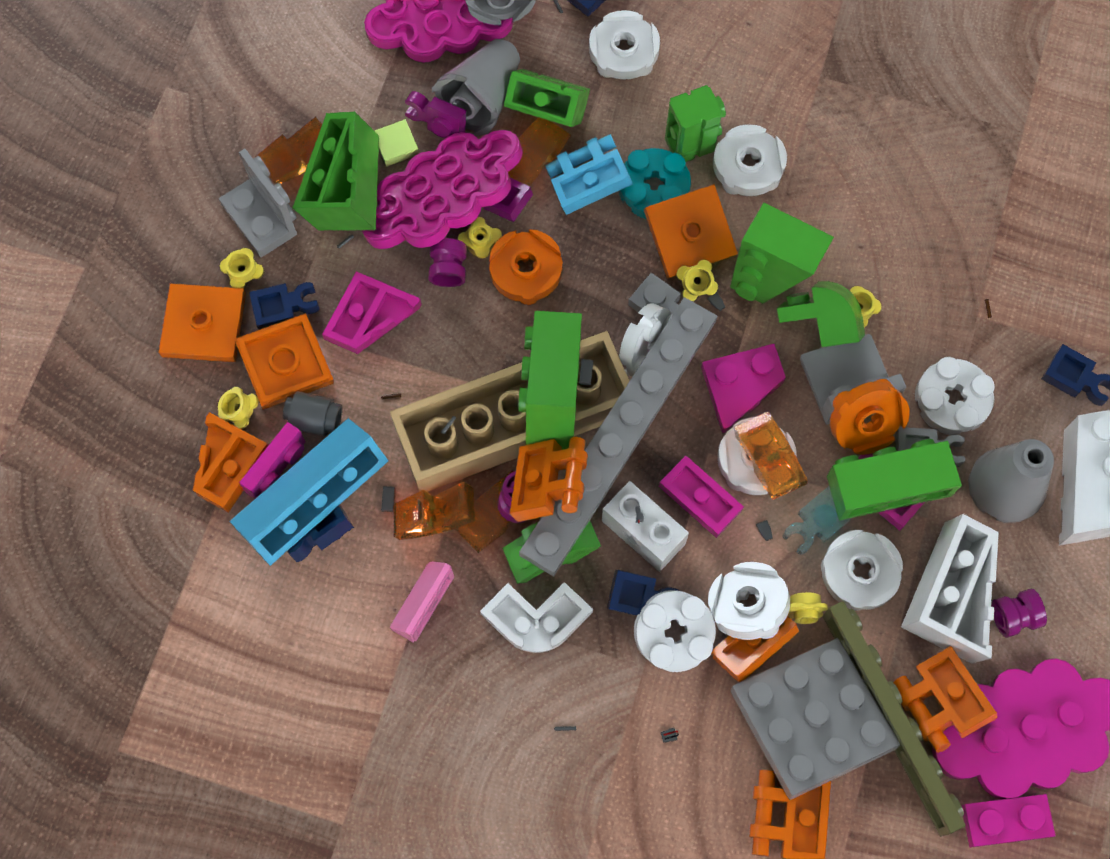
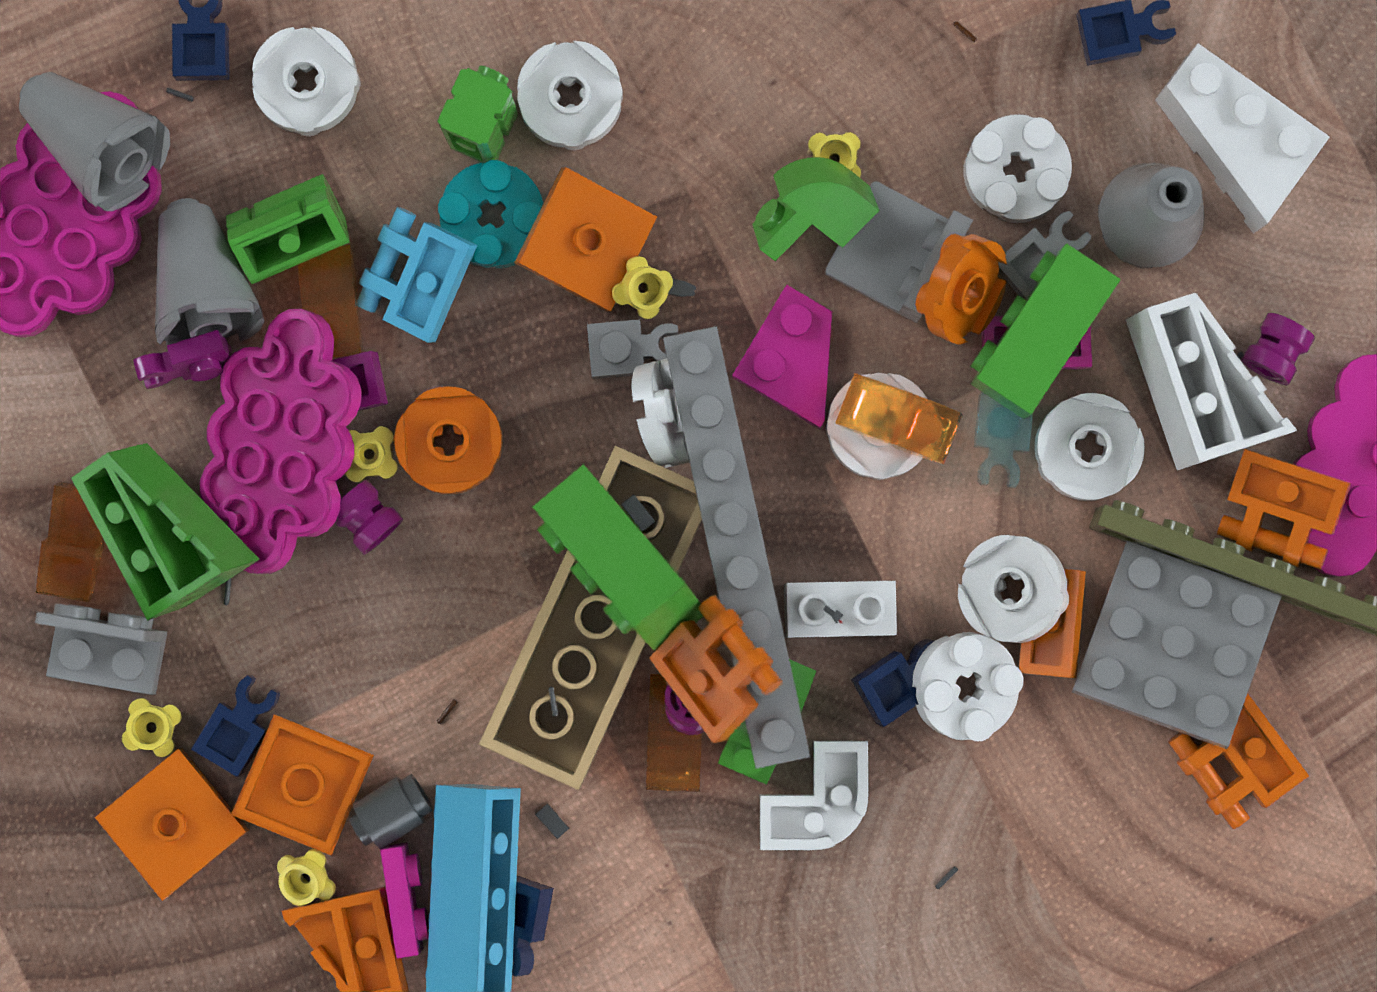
camera: 45 degrees left, 15 degrees up
(368, 313) = (336, 650): dark pink wing -> none
(396, 143) = (169, 429): yellowish green tile -> none
(422, 600) = (689, 891): bright pink slope -> none
(430, 515) = (617, 796): clear orange slope -> none
(669, 735) = (1051, 789): dark grey piece -> none
(701, 496) = (864, 521): dark pink plate -> none
(765, 530) = (955, 492): dark grey piece -> none
(776, 254) = (721, 198): bright green wedge -> none
(806, 608) = (1071, 540): light yellow plate -> none

